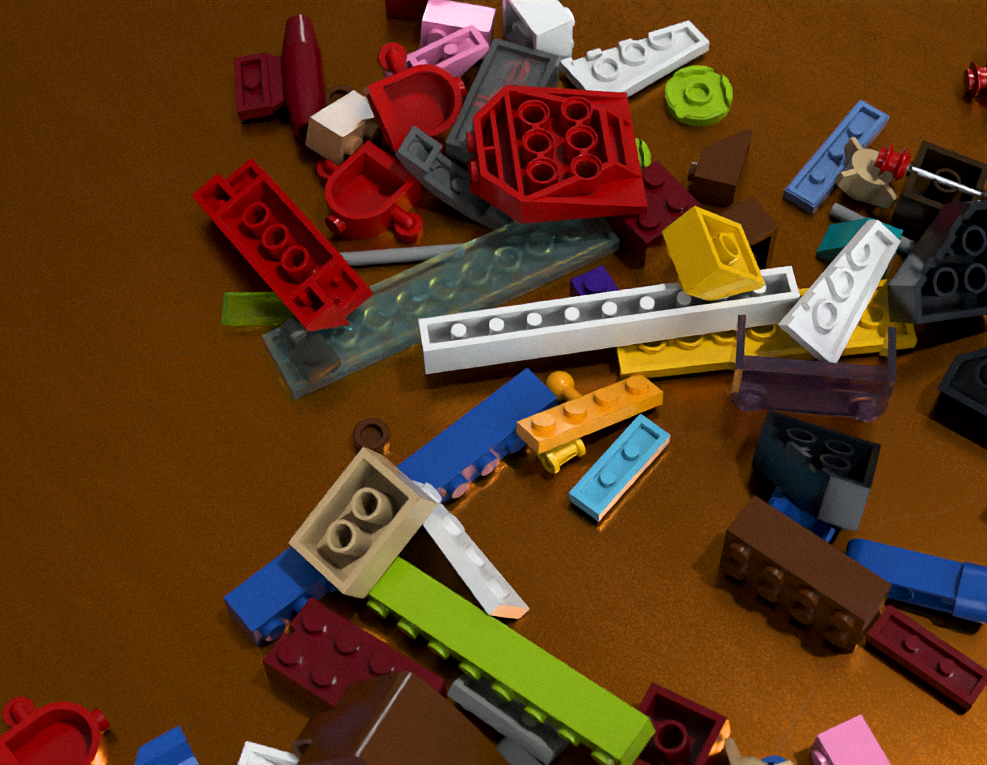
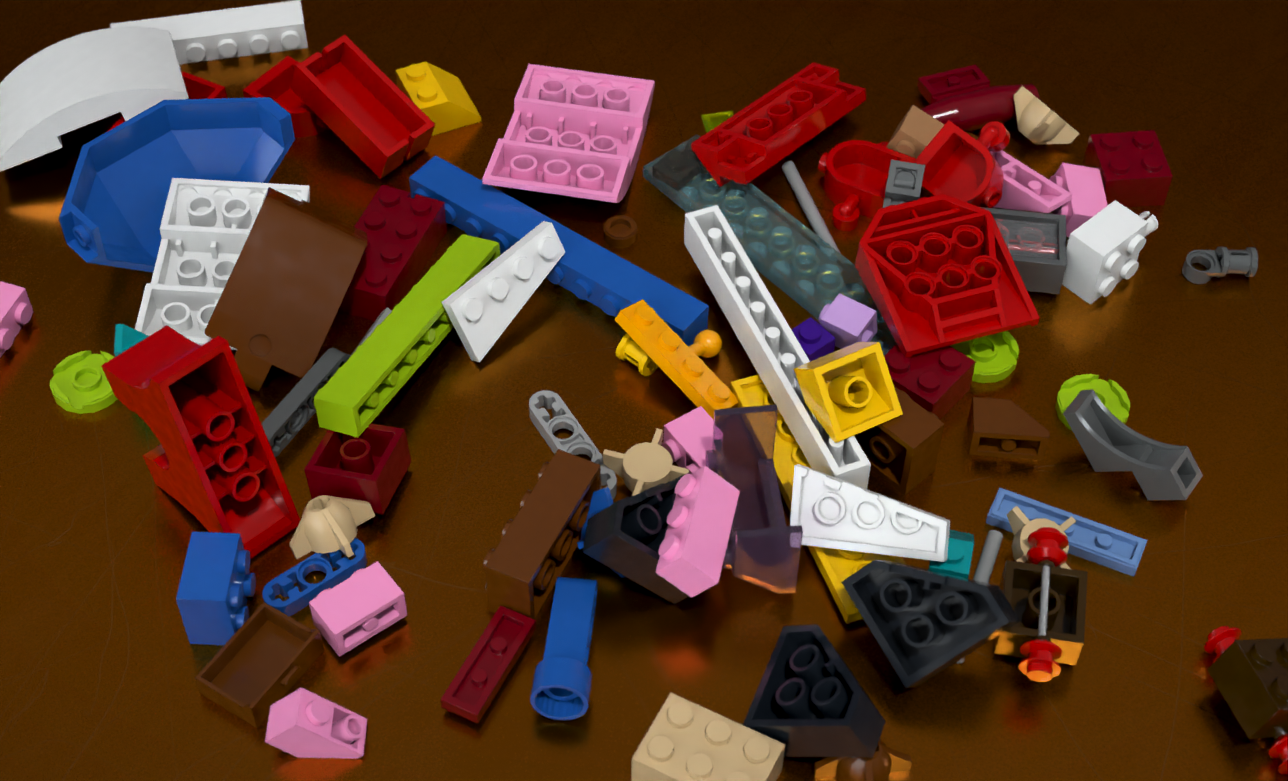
camera: 75 degrees right, 10 degrees down
(107, 593) = (438, 96): none -> yellow slope
(125, 663) = (362, 106): none -> red piece
(229, 453) = (573, 134): none -> bright pink slope
(338, 28) = (1039, 121): none -> tan piece
(362, 523) = (501, 200): tan brick -> none
(584, 250) = (848, 321): none -> lavender brick
(619, 467) = (631, 397): medium azure plate -> none
(636, 62) = (1098, 341): white wing -> none
(663, 531) = (563, 419): none -> light grey beam
(699, 421) = (689, 439): none -> bright pink slope
(725, 468) = (644, 465): none -> tan piece
(766, 86) = (1111, 446): none -> dark grey arch
(844, 426) = (697, 531): none -> bright pink brick

